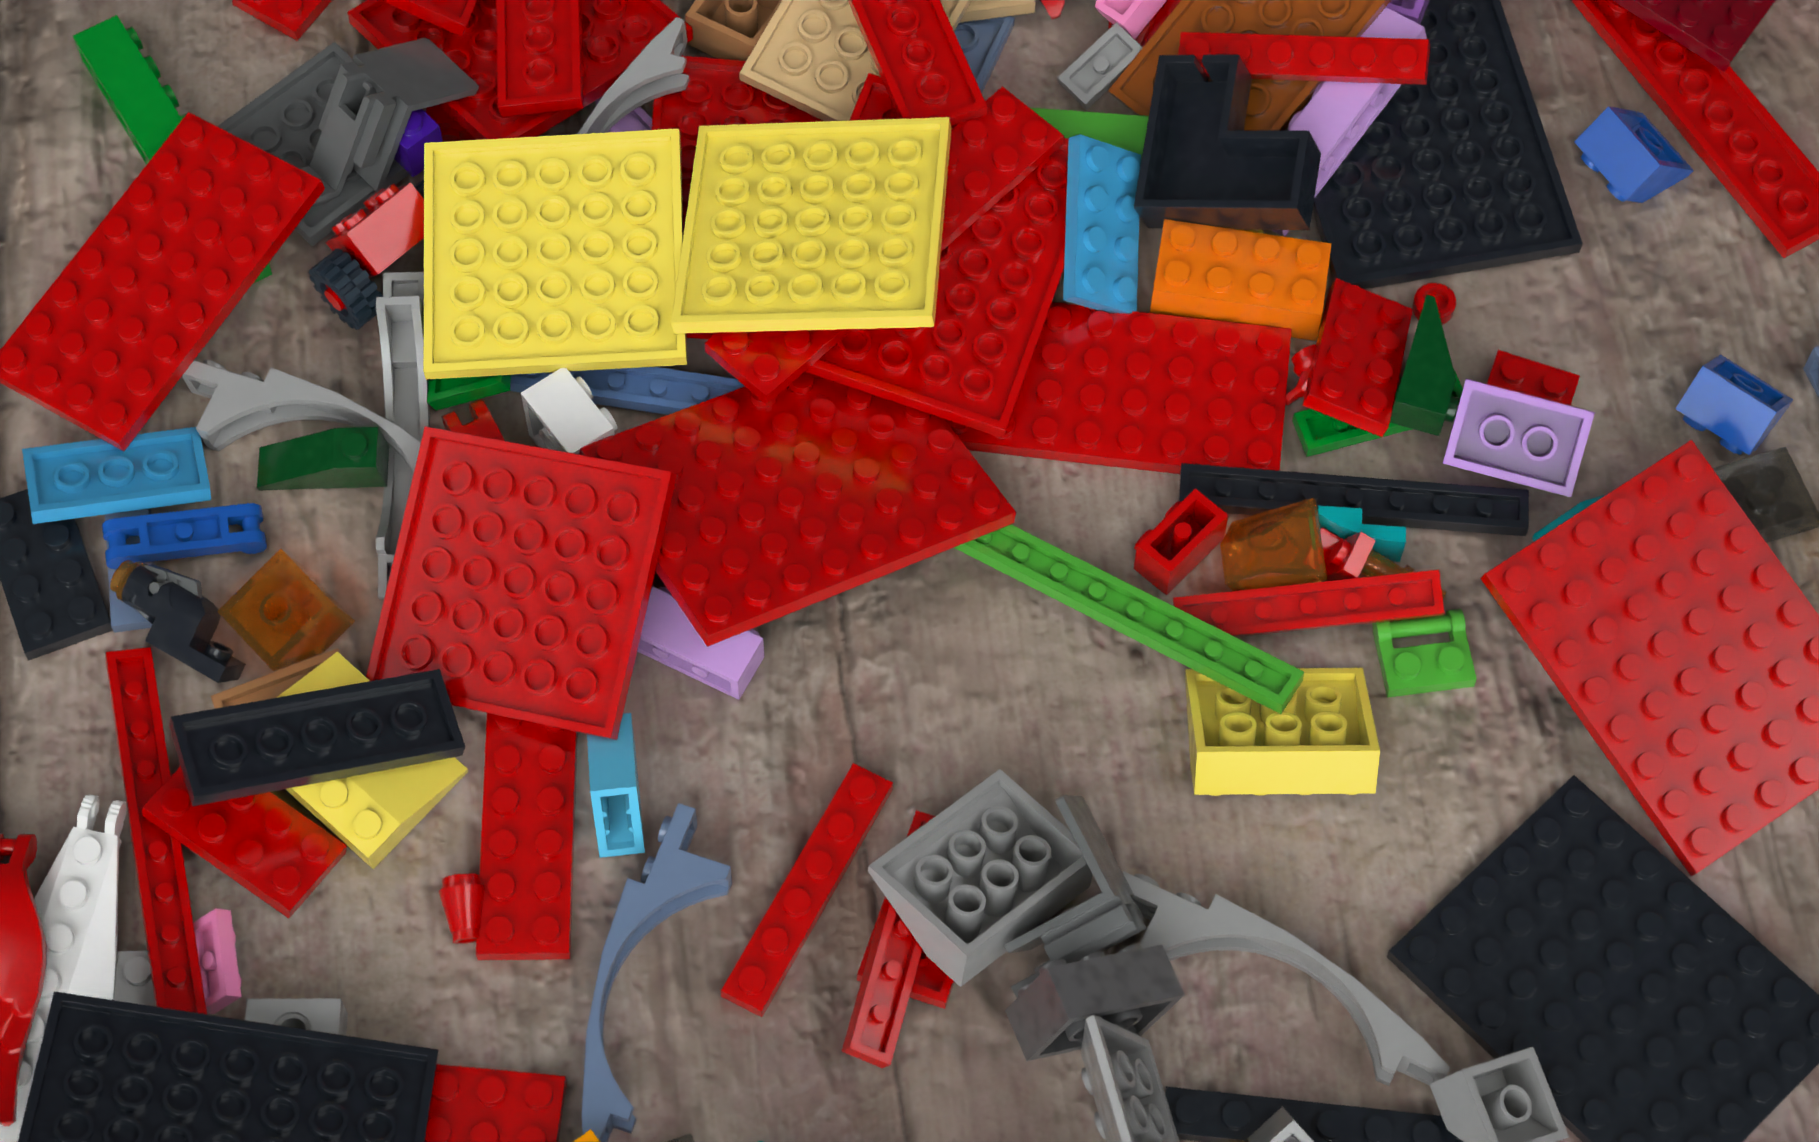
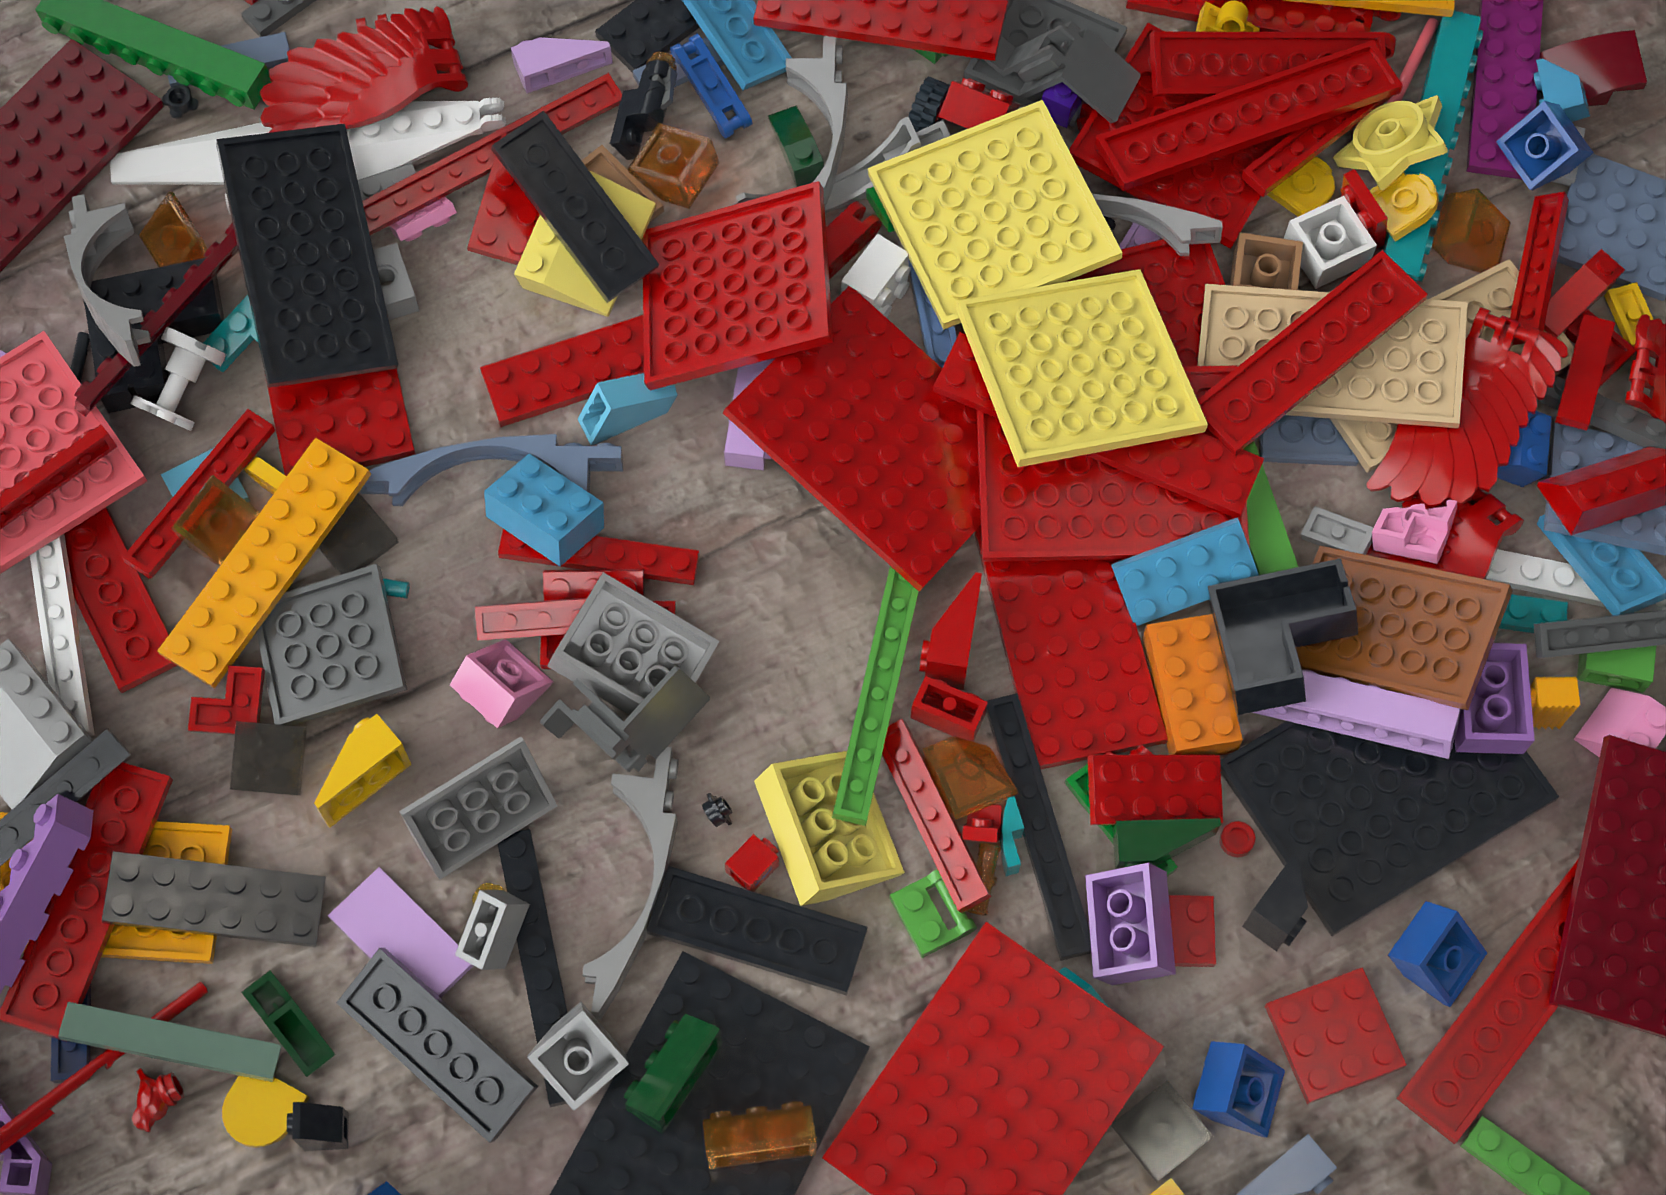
camera: 70 degrees right, 5 degrees up
(46, 719) = (555, 60): none -> lavender slope
(463, 905) = (509, 346): red cone -> none
(733, 924) = (544, 509): none -> dark azure brick
(851, 911) = (580, 583): none -> red plate
(953, 1062) = (500, 682): none -> bright pink slope
(1092, 499) = (950, 642): none -> red slope
(1122, 988) = (561, 752): flat silver brick -> none
(1217, 850) = (717, 810): none -> black plate
(1302, 831) = (752, 863): none -> red brick
(1317, 56) = (1389, 666): red plate -> none
(1390, 852) = (757, 930): none -> black plate
(1540, 279) = (1280, 910): none -> black slope
(1562, 993) = (673, 1071): none -> dark green slope
(1669, 920) = (759, 1135): none -> clear orange slope
(1695, 291) = (1335, 1035): none -> red plate

